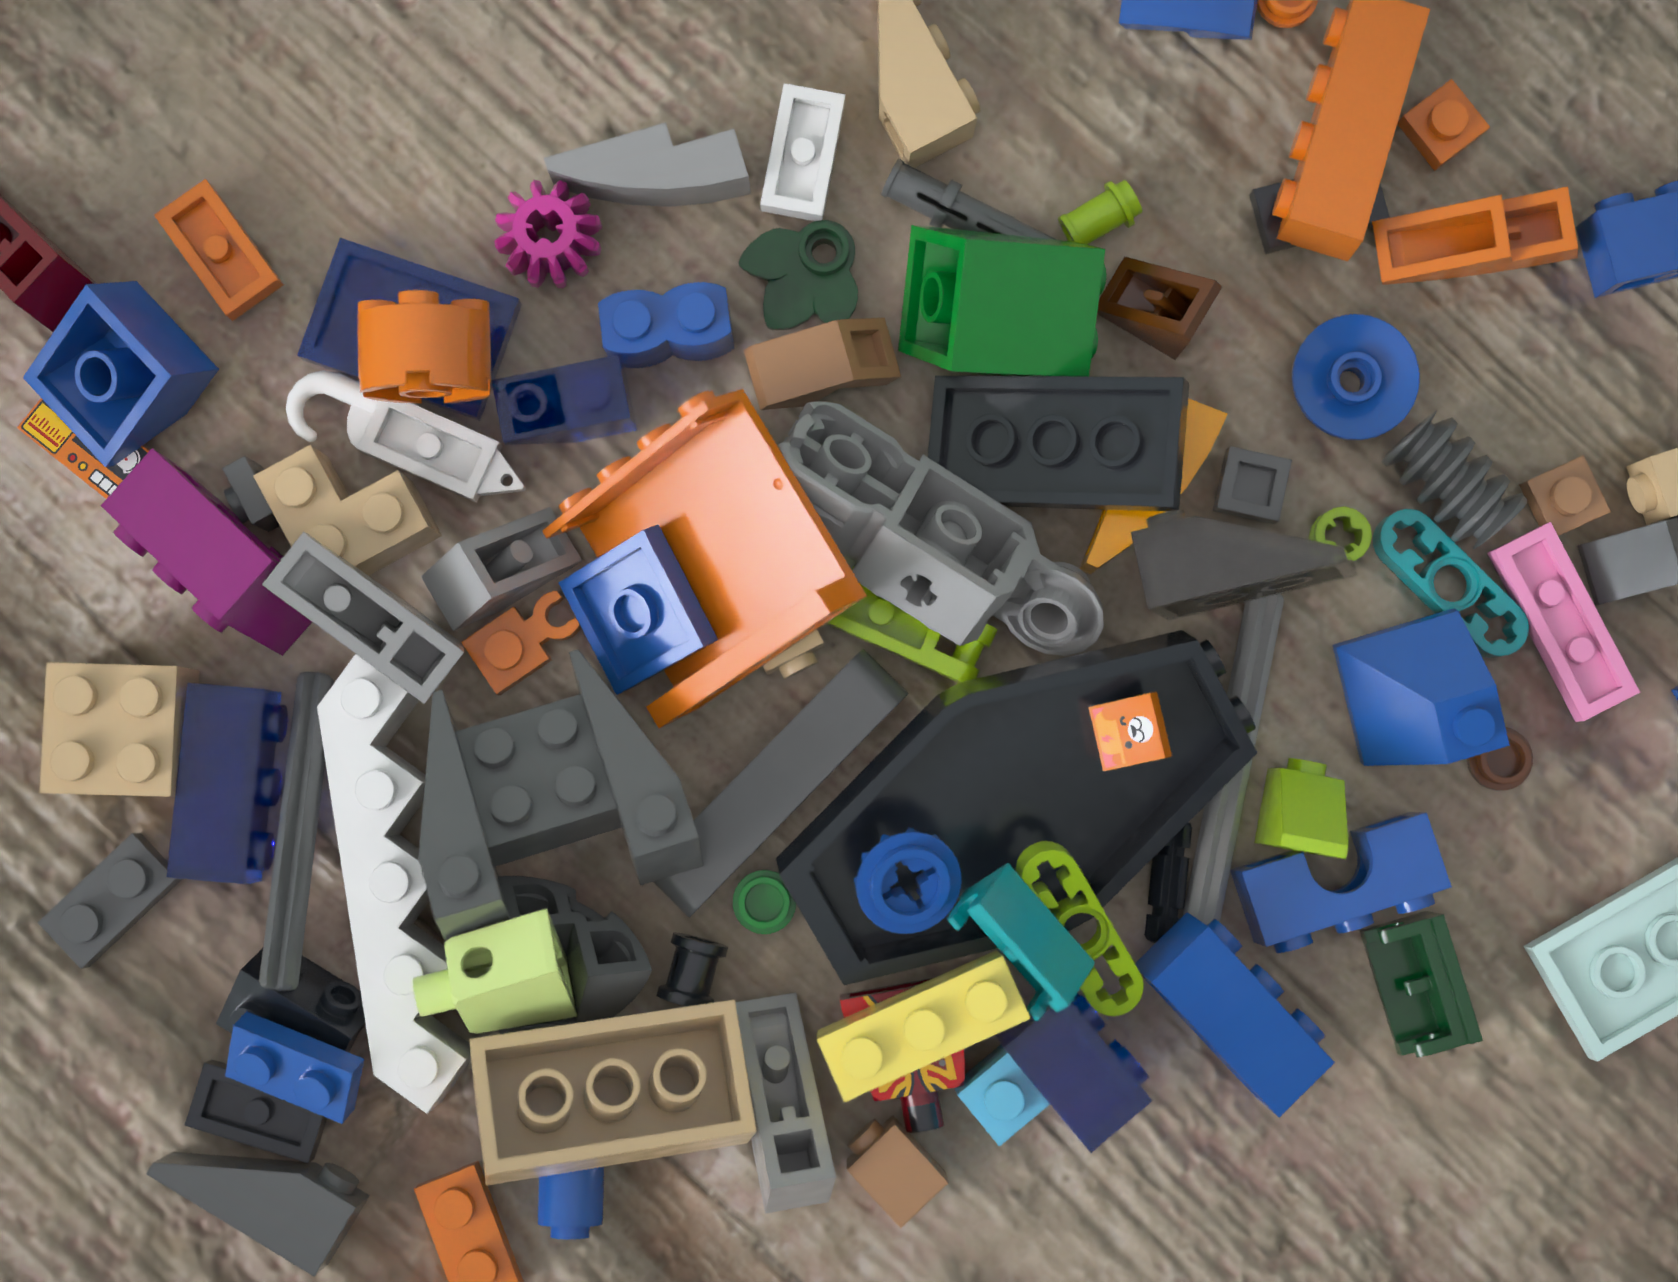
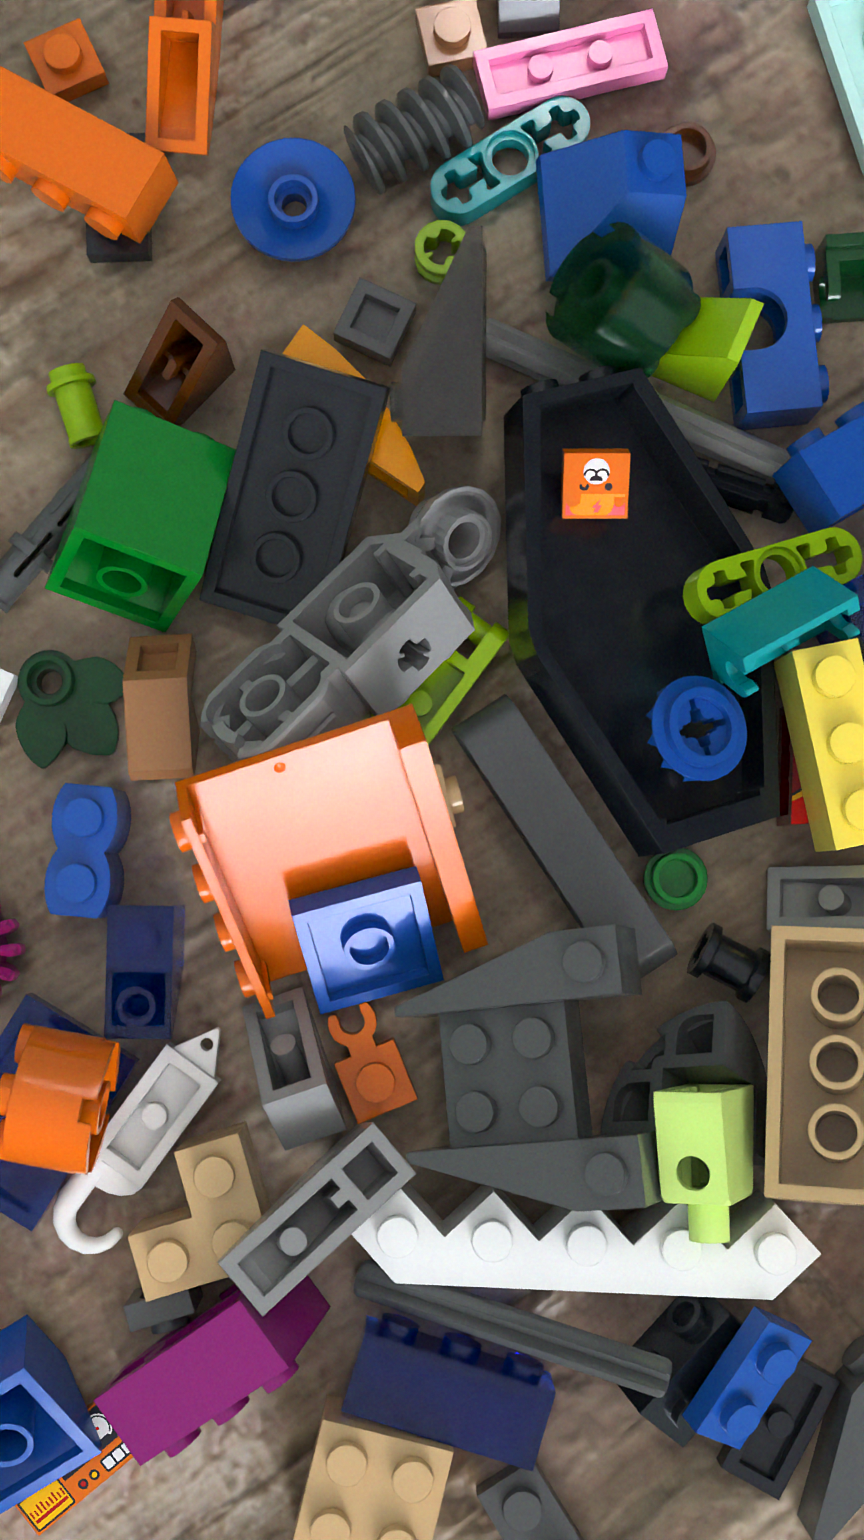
camera: 85 degrees left, 0 degrees up
(1322, 721) = (621, 300): none -> clear green brick

